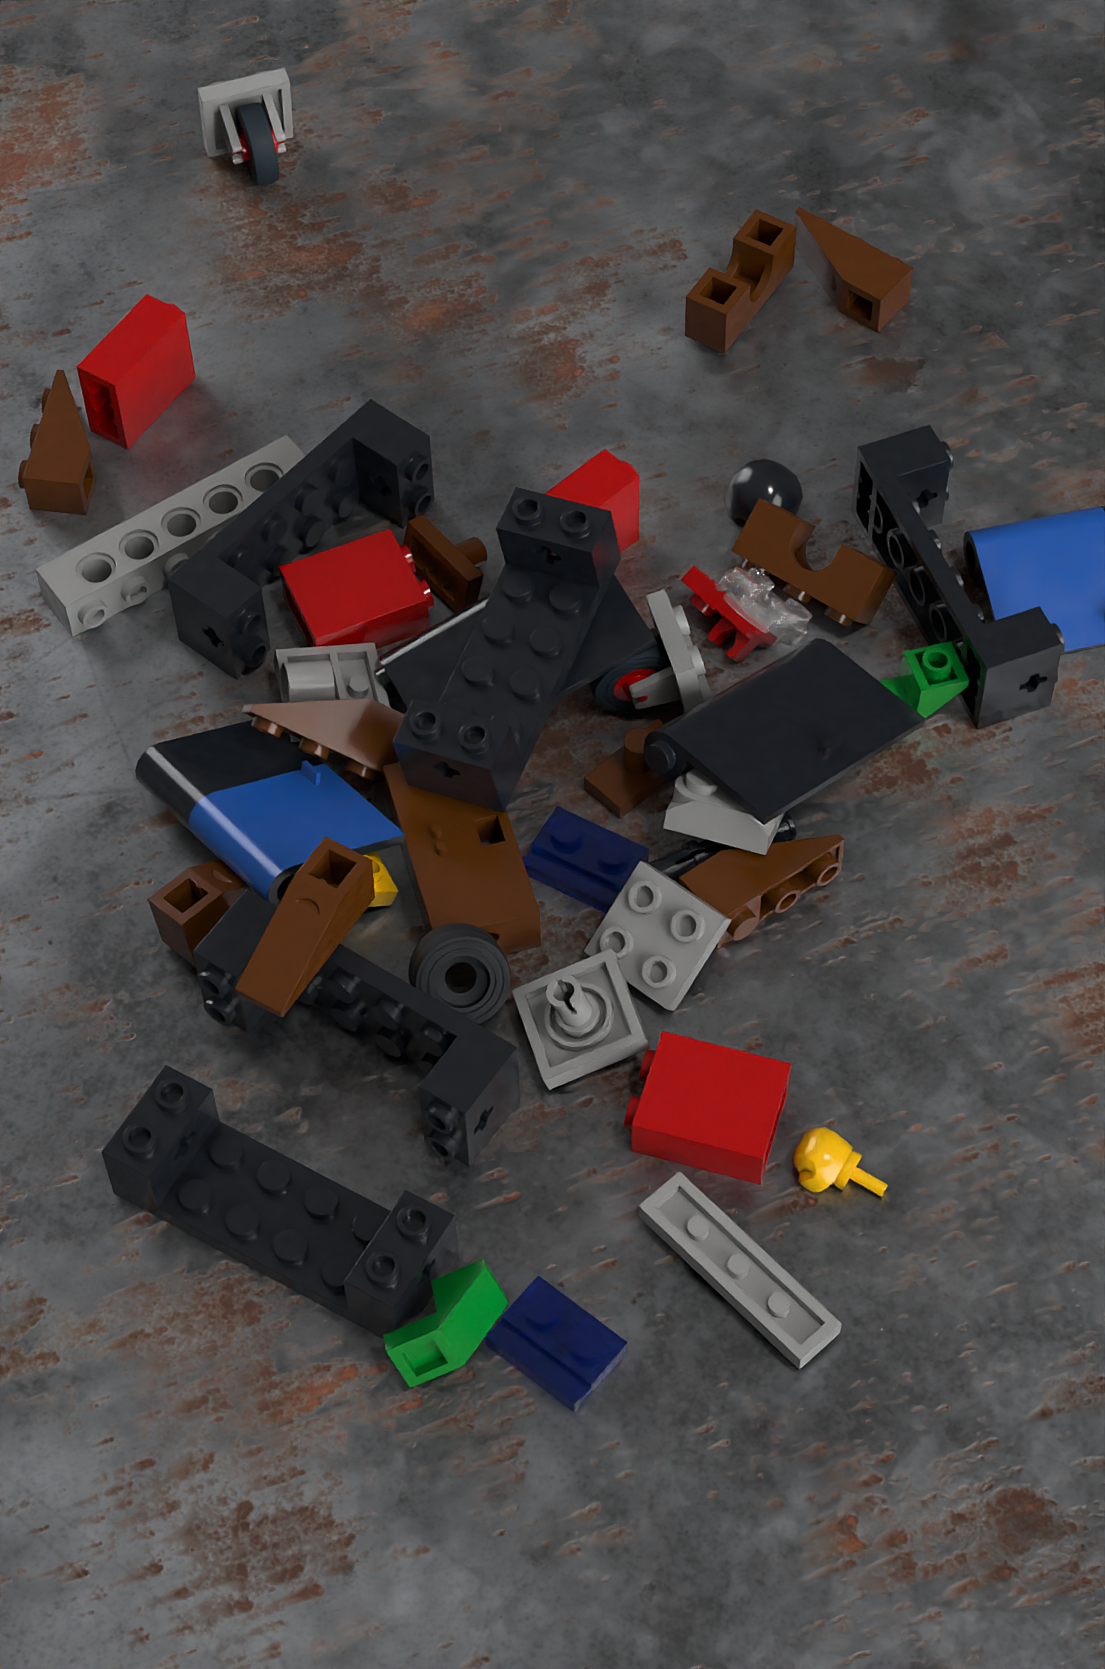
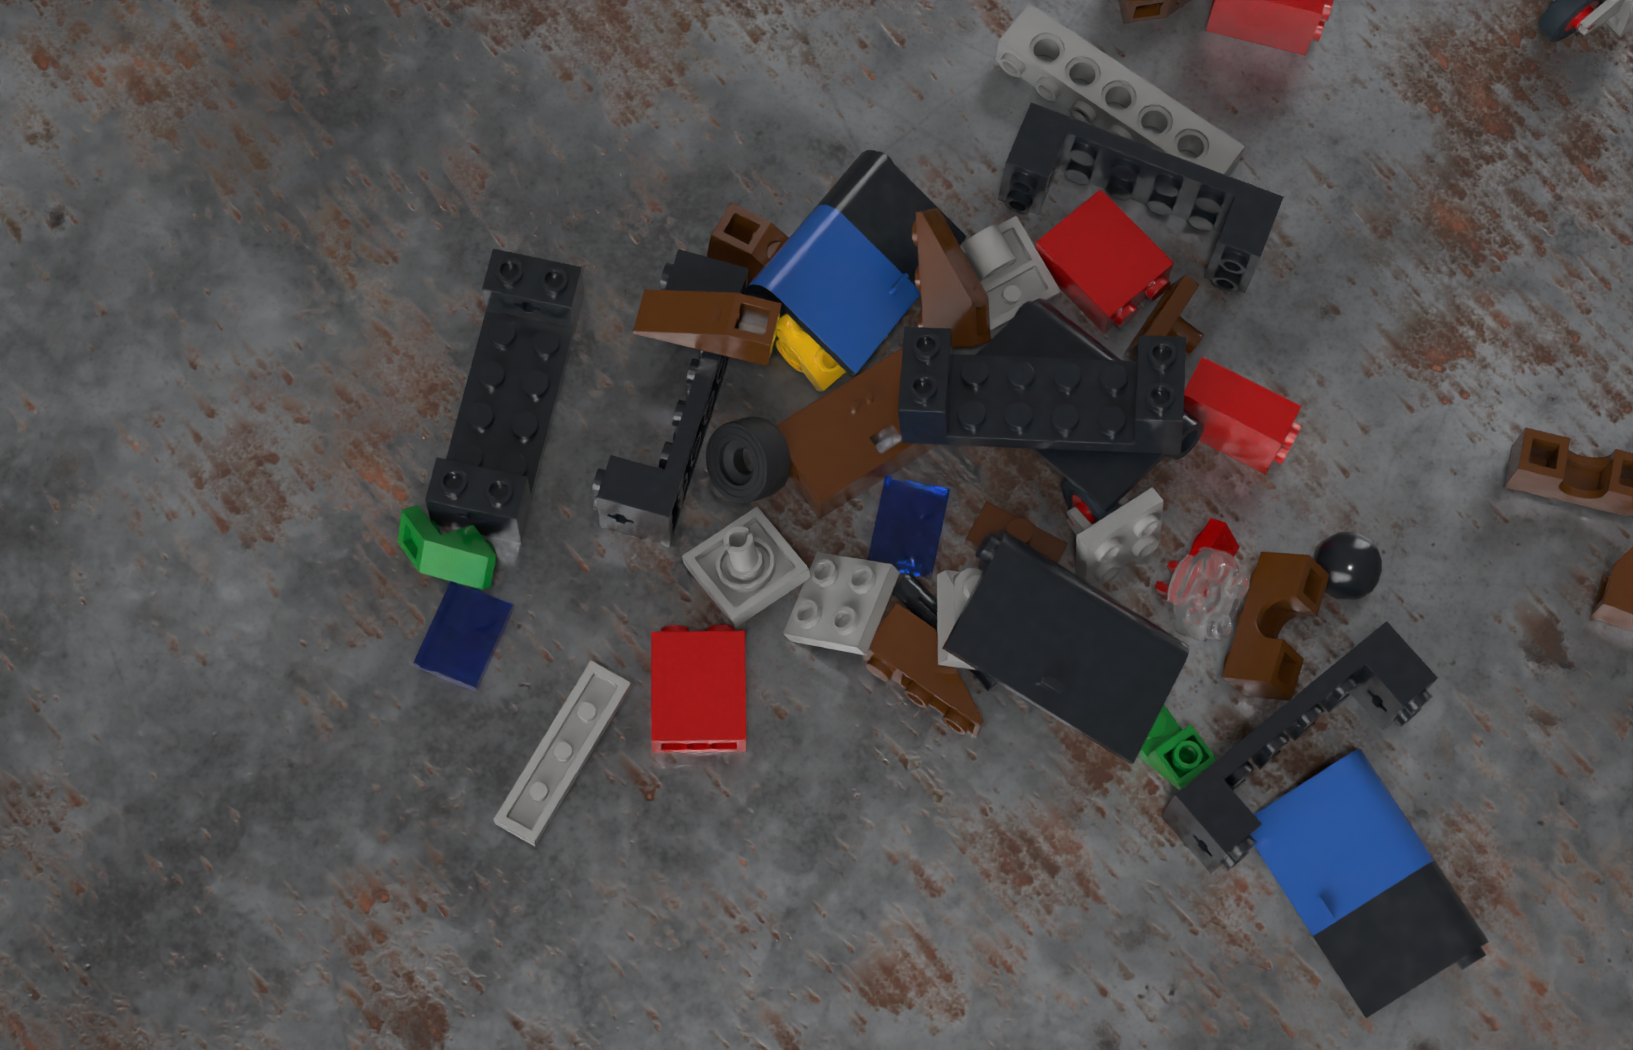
camera: 65 degrees right, 15 degrees up
(828, 1159) = (683, 797): yellow piece -> none

